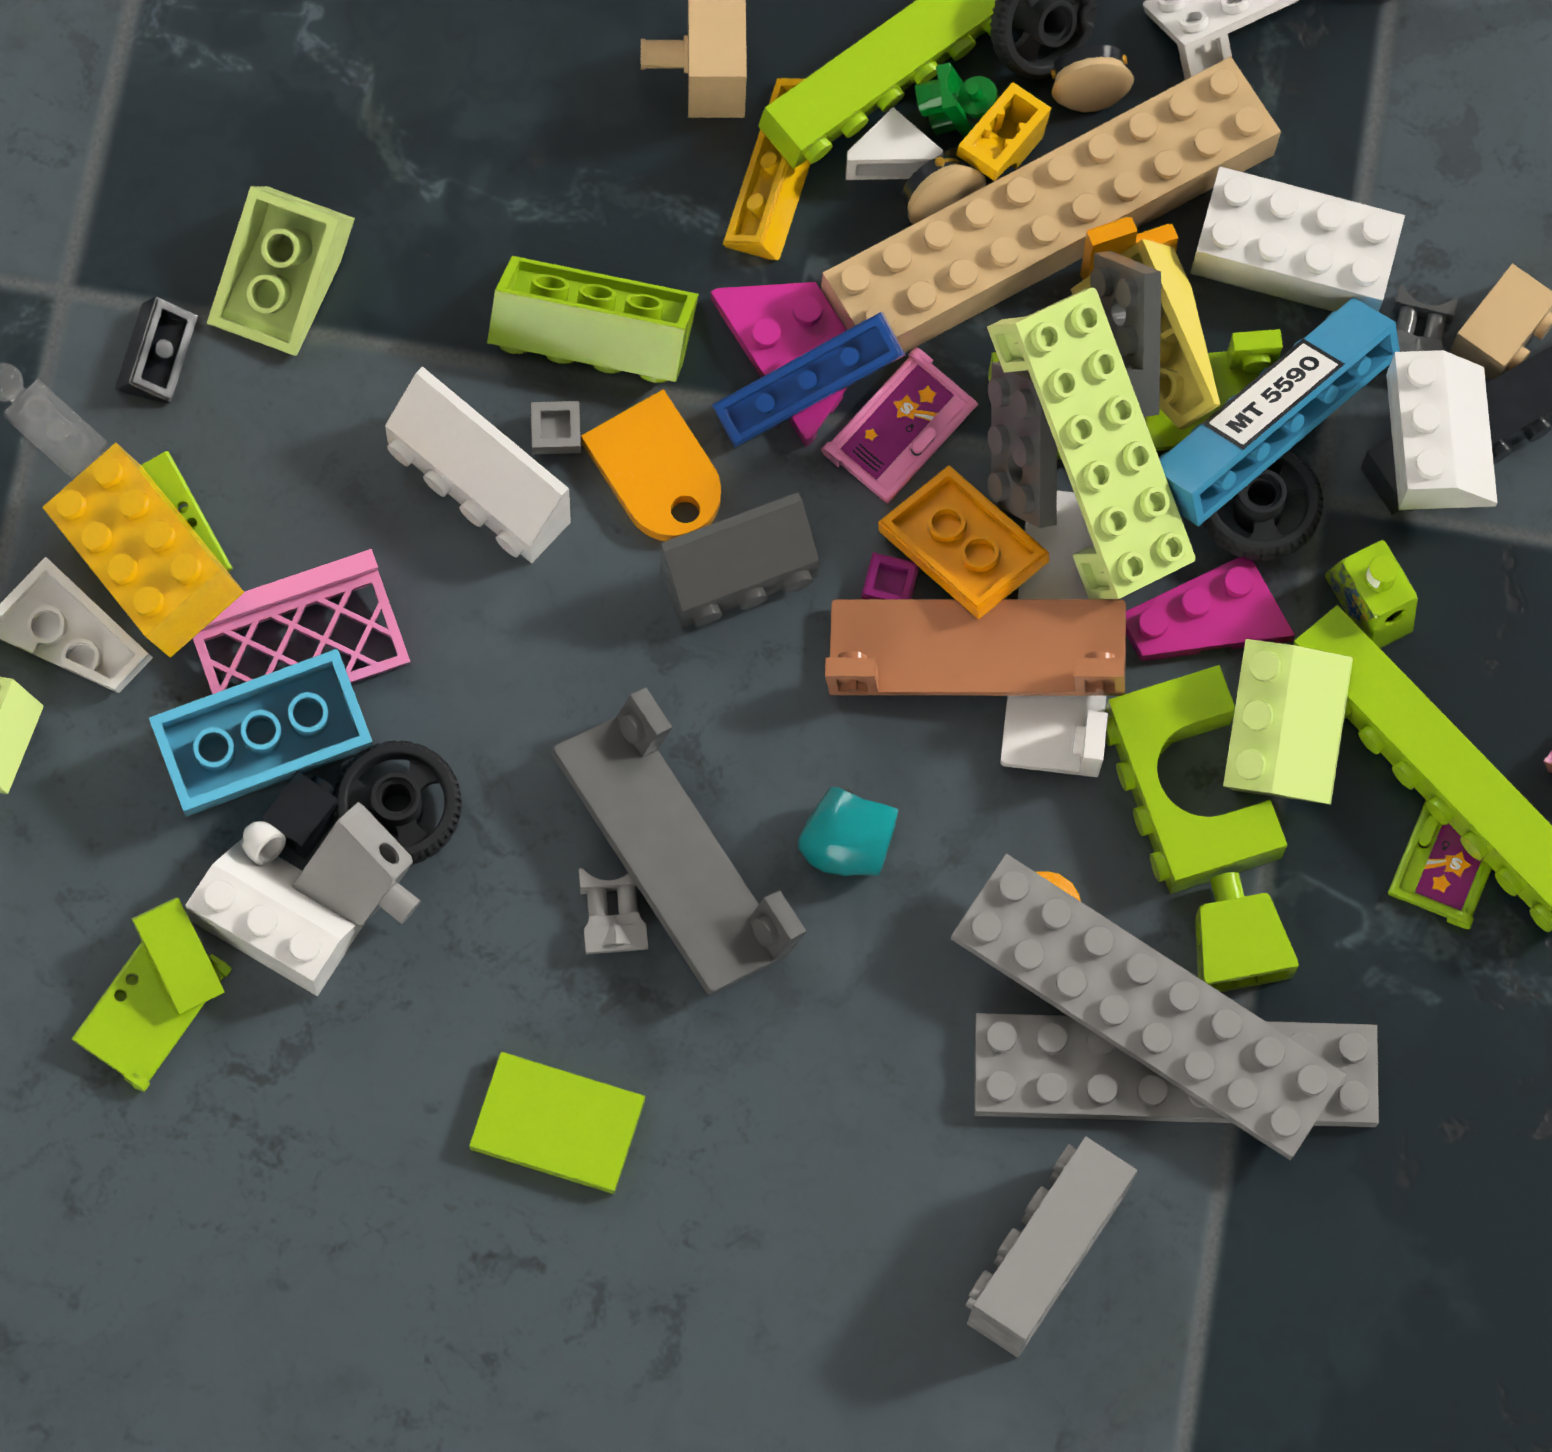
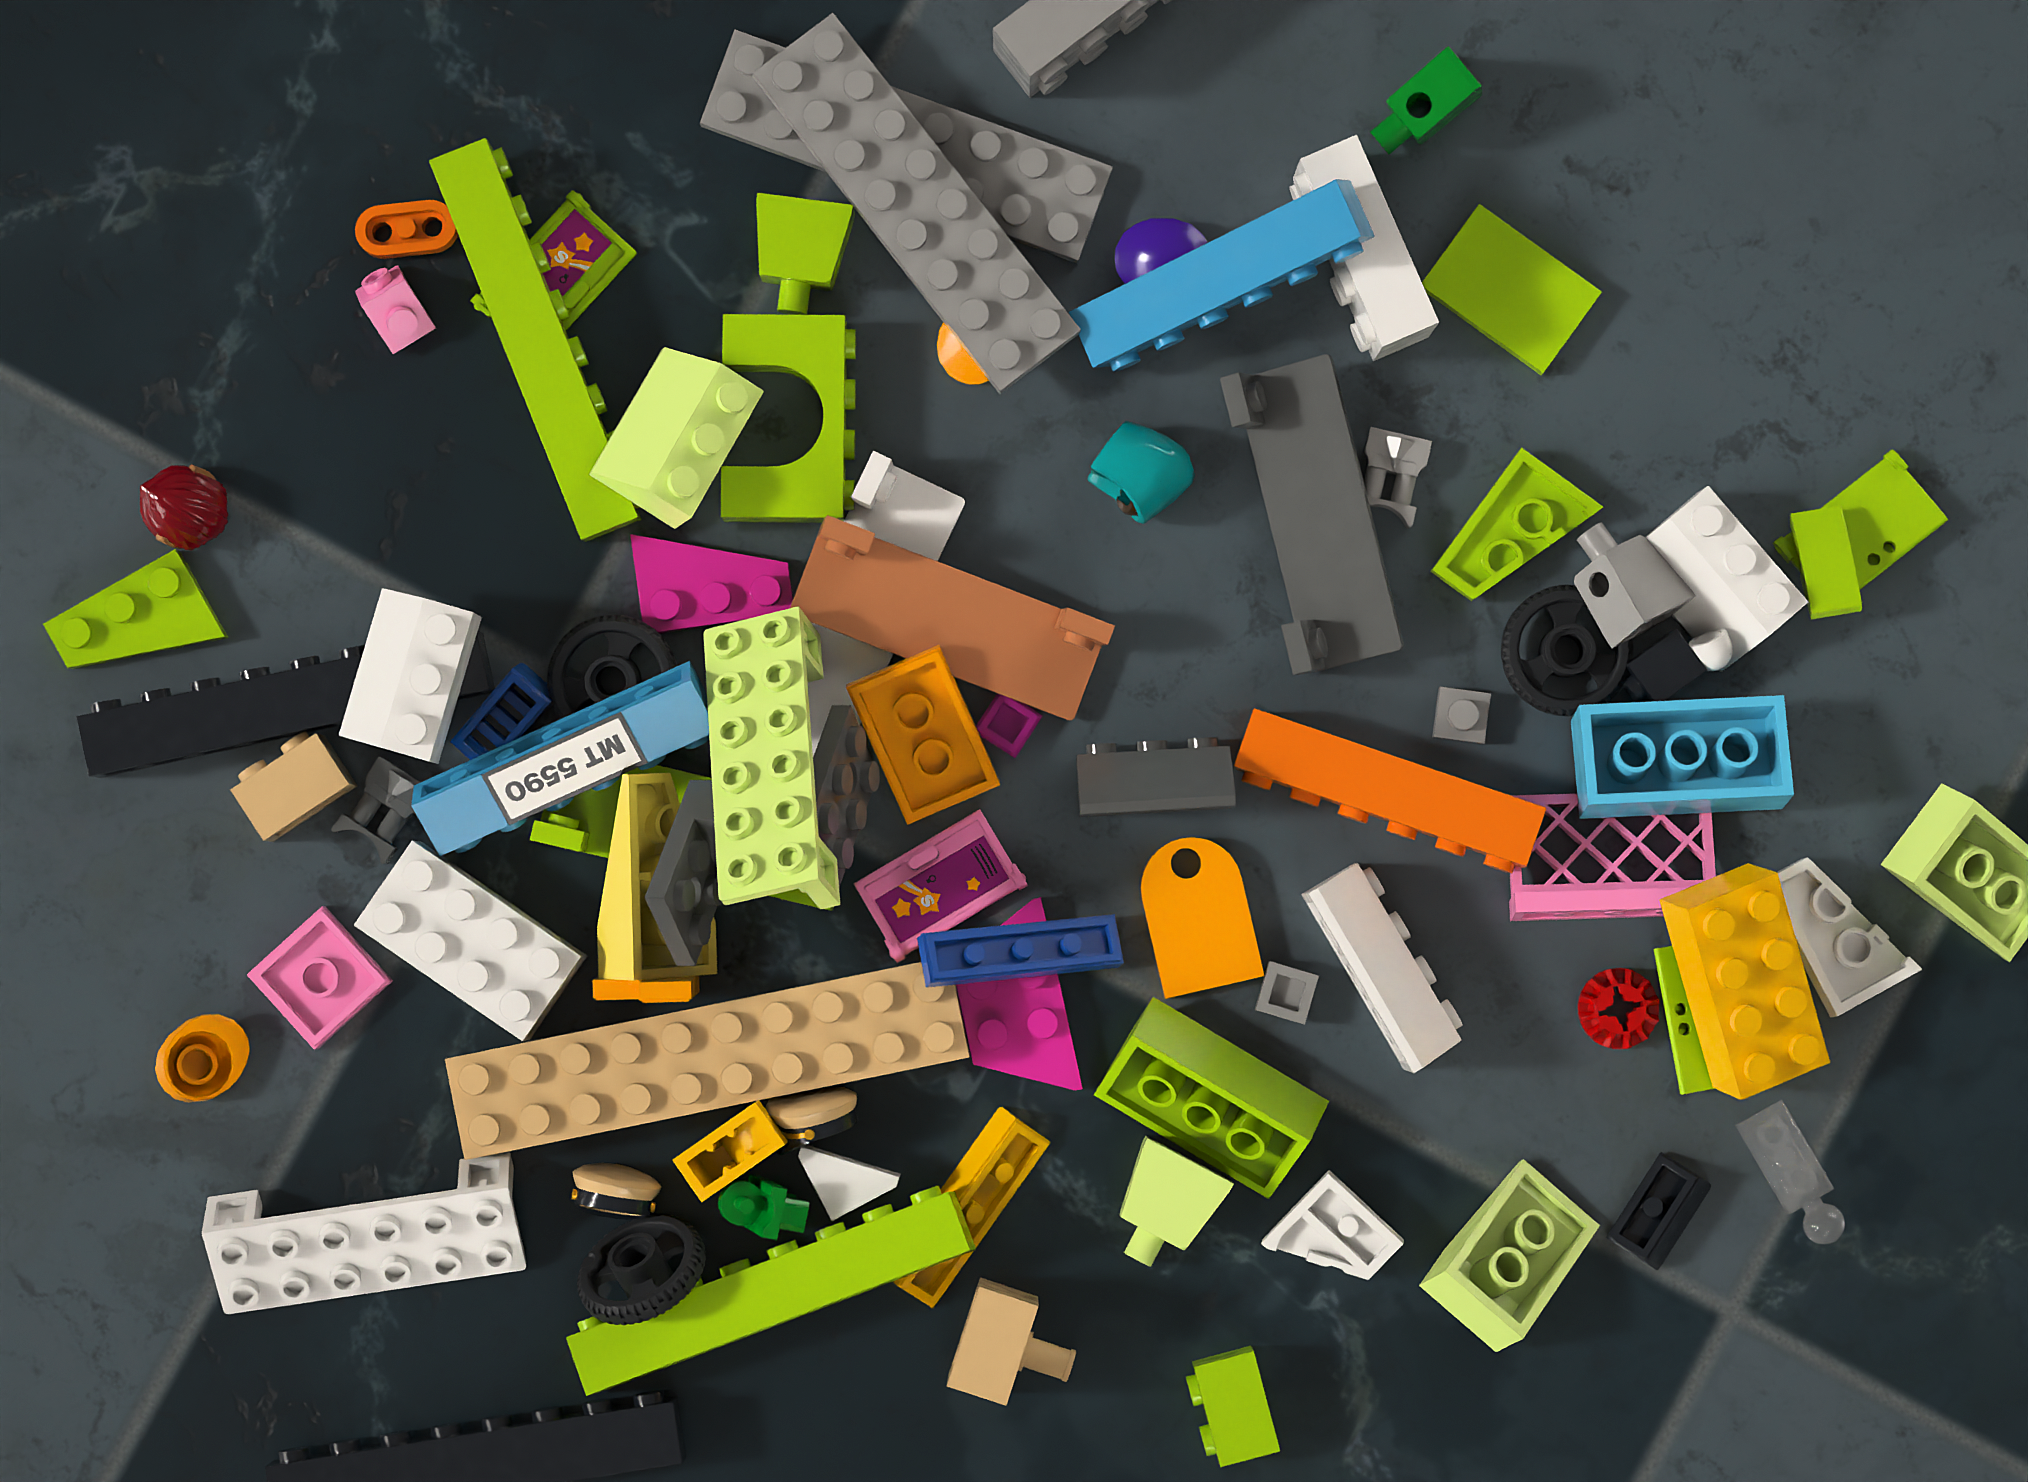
camera: 155 degrees left, 15 degrees up
(241, 530) = (1599, 994): none -> red gear
(443, 243) = (1335, 1230): none -> white wing
(475, 720) = (1461, 715): none -> light grey plate
(483, 906) = (1512, 524): none -> lime wing
(485, 72) = (1234, 1407): none -> lime brick
(522, 623) = (1389, 789): none -> orange brick
(600, 223) = (1168, 1200): none -> yellowish green torso
(694, 1265) = (1444, 85): none -> green torso
(711, 1097) = (1382, 281): none -> white brick
(835, 1019) = (1223, 274): none -> dark azure brick
(897, 1043) = (1153, 245): none -> dark purple hat
(1334, 472) = (532, 685): none -> blue slope
(1372, 589) = (538, 548): lime torso -> none
(1417, 179) = (319, 977): none -> bright pink tile
(1489, 80) = (202, 1058): none -> light orange hat

